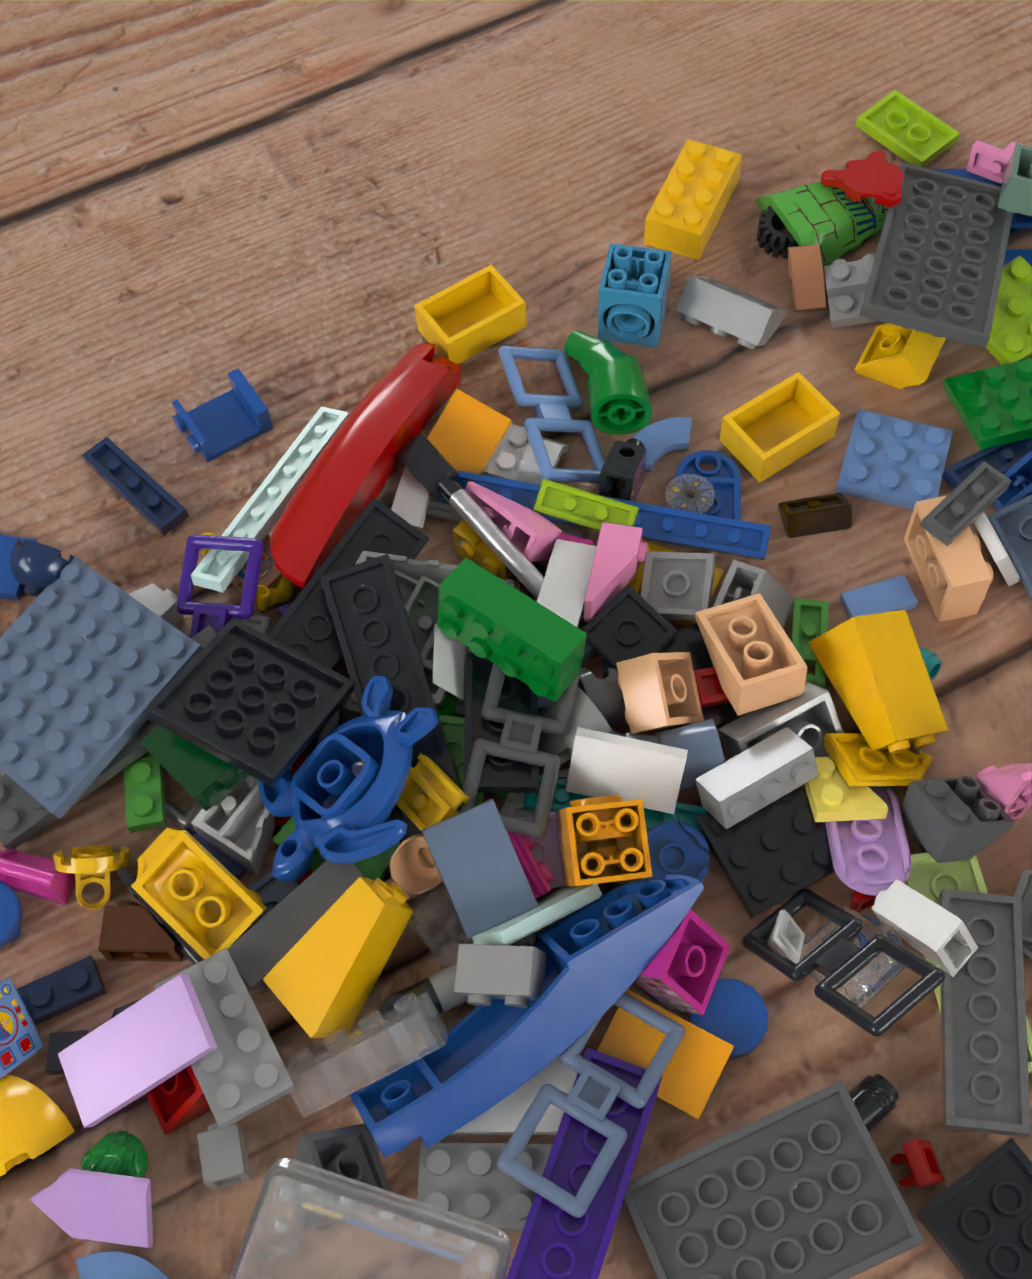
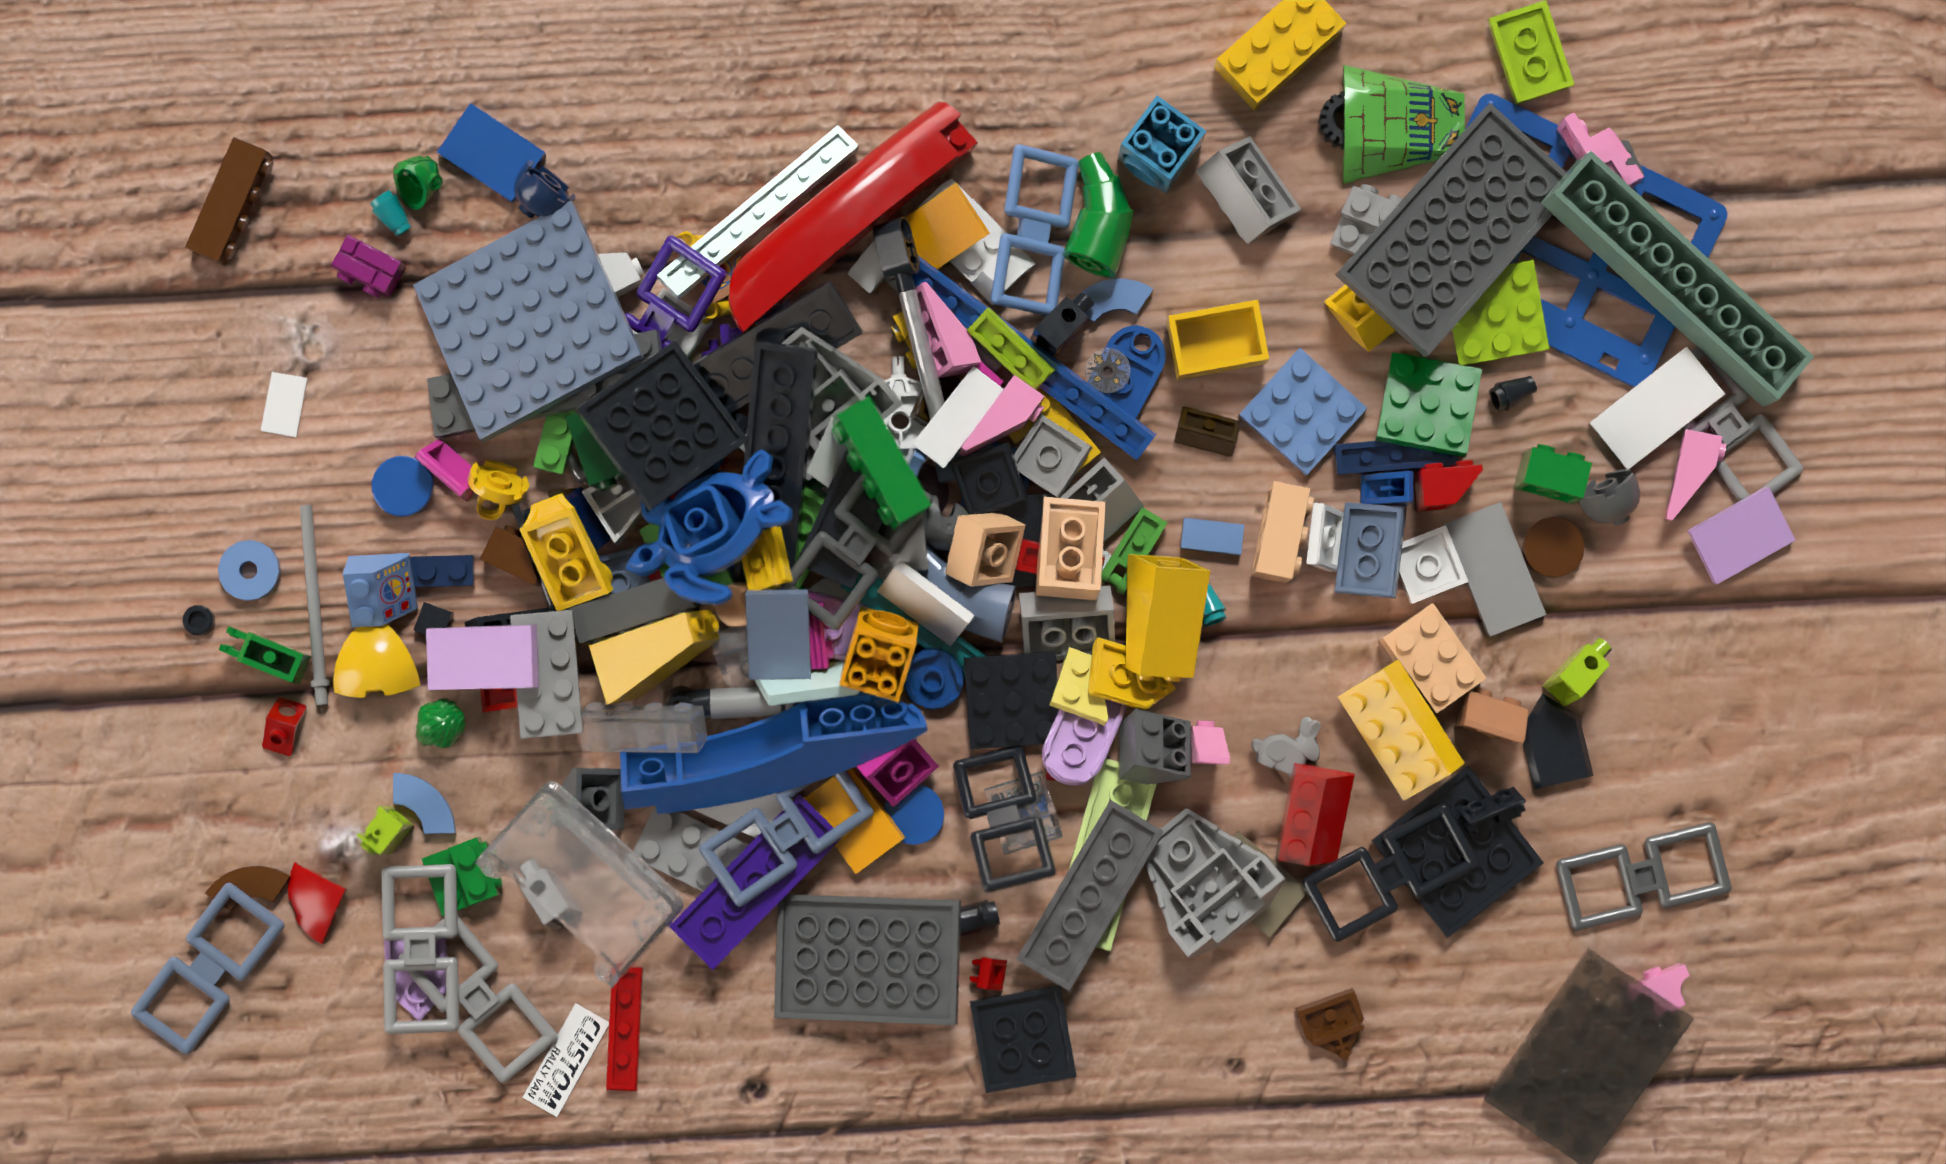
camera: 20 degrees right, 25 degrees up
(100, 1207) = (421, 748): lavender tile -> none
(135, 486) = (646, 133): dark blue plate -> none
(223, 1156) = (517, 752): light grey brick -> none
(225, 420) = (747, 96): blue panel -> none
(471, 315) = (1009, 91): yellow piece -> none
(500, 974) = (764, 724): light grey brick -> none
(757, 777) = (1021, 654): light grey brick -> none
(787, 937) = (985, 777): white slope -> none
(806, 277) = (1332, 188): nougat slope -> none
(868, 178) = (1443, 116): red tile -> none
(926, 926) = (1076, 824): white slope -> none
(965, 503) = (1311, 503): dark grey tile -> none

